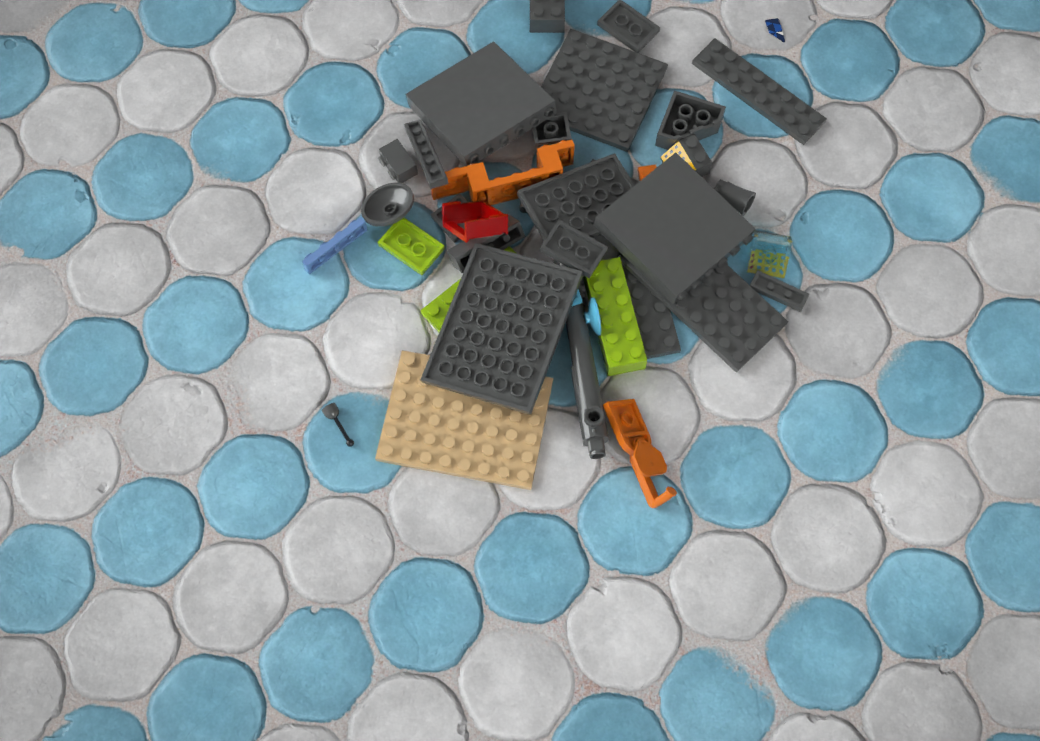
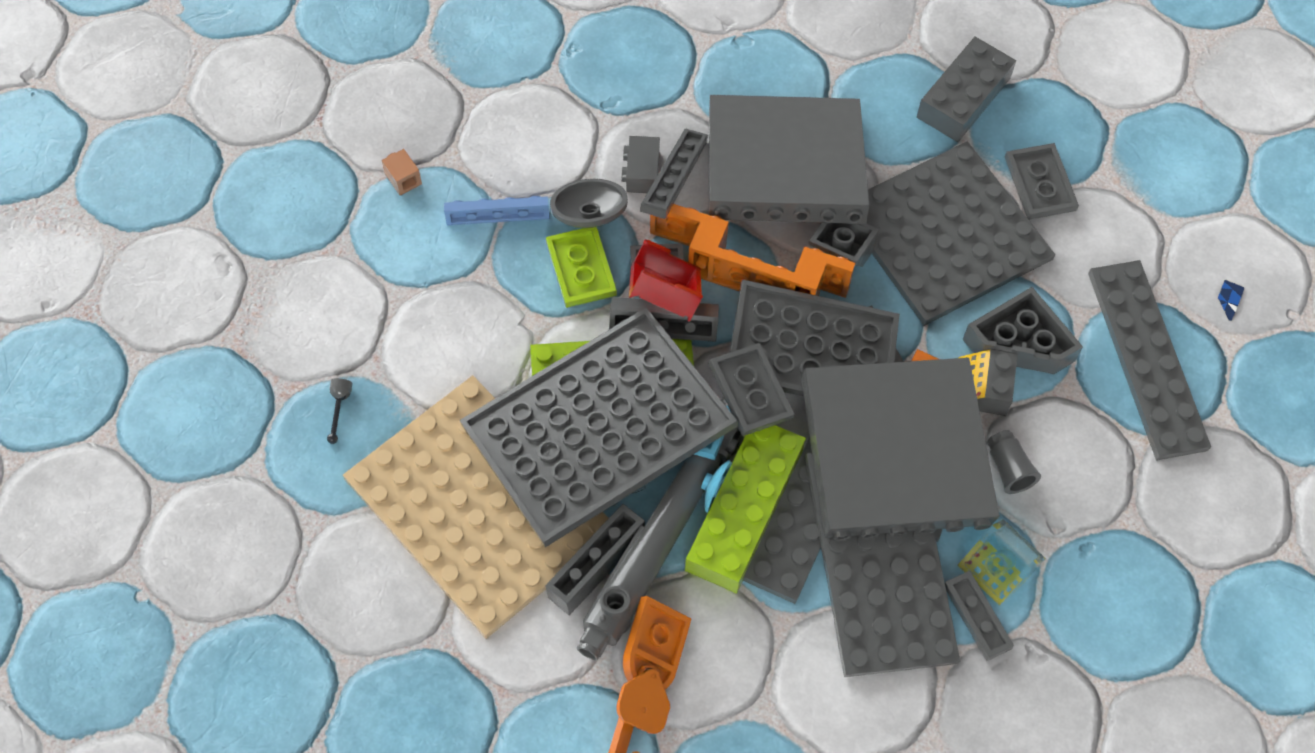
camera: 35 degrees right, 5 degrees down
(256, 260) = (401, 171): none -> nougat brick
(559, 403) = (593, 560): none -> dark grey brick

